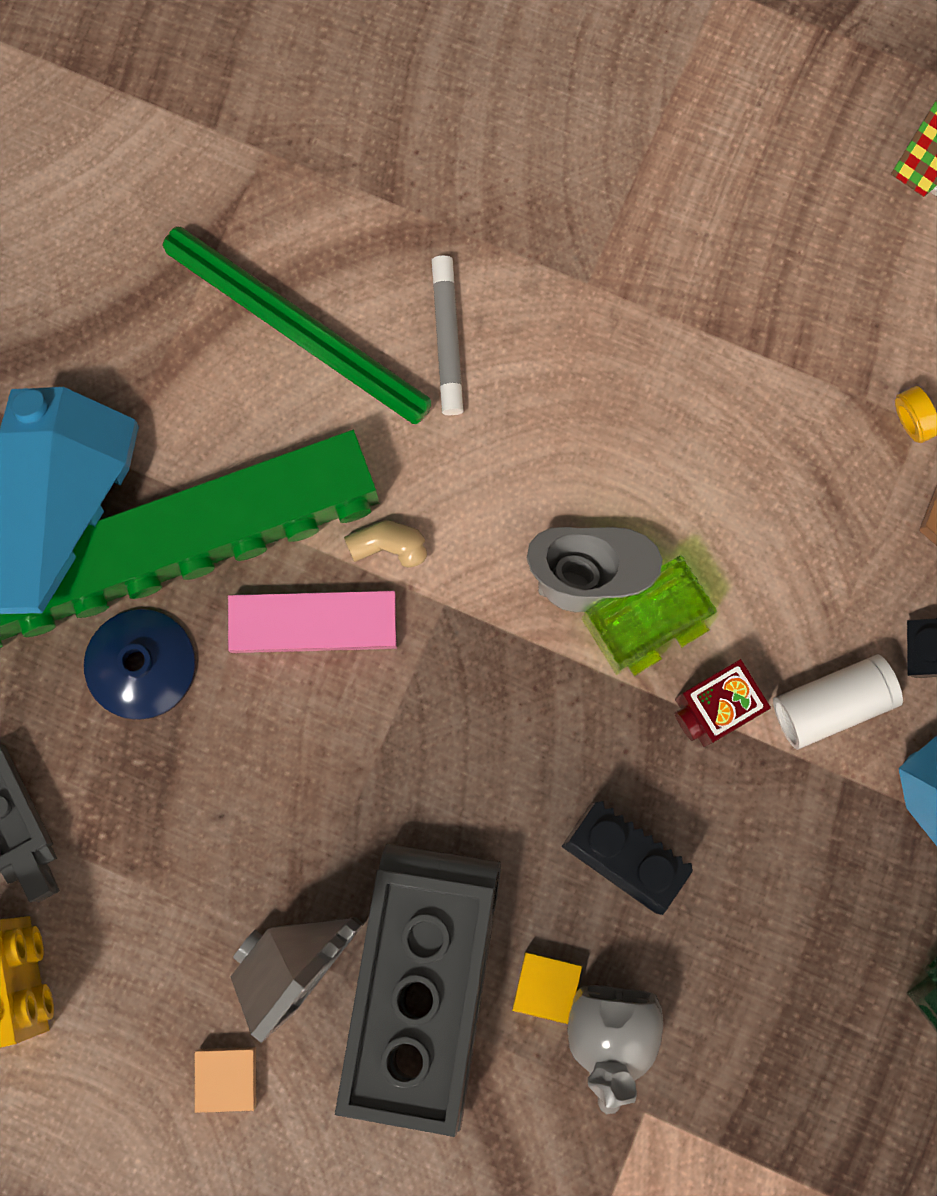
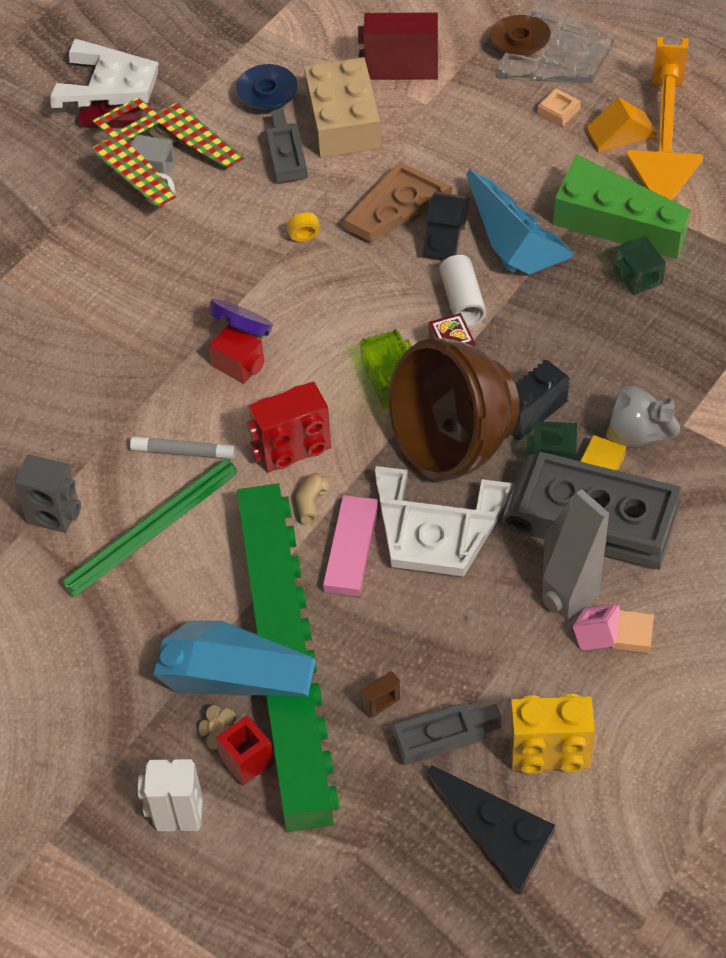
camera: 75 degrees left, 25 degrees down
(49, 717) = (380, 694): none -> reddish brown tile
(160, 681) = (356, 662): dark blue dish -> none
(217, 1025) = (597, 627): none -> bright pink slope
(297, 159) = (47, 493): none -> dark grey brick
(343, 743) = (436, 535): none -> white wing
(484, 480) = (289, 427): none -> red brick
(546, 926) = (553, 438): none -> clear green brick
(548, 736) = (444, 383): none -> reddish brown piece
(592, 564) = (355, 387): light grey piece -> none
(630, 371) = (237, 354): none -> red brick
(694, 356) = (240, 317): none -> dark purple tile

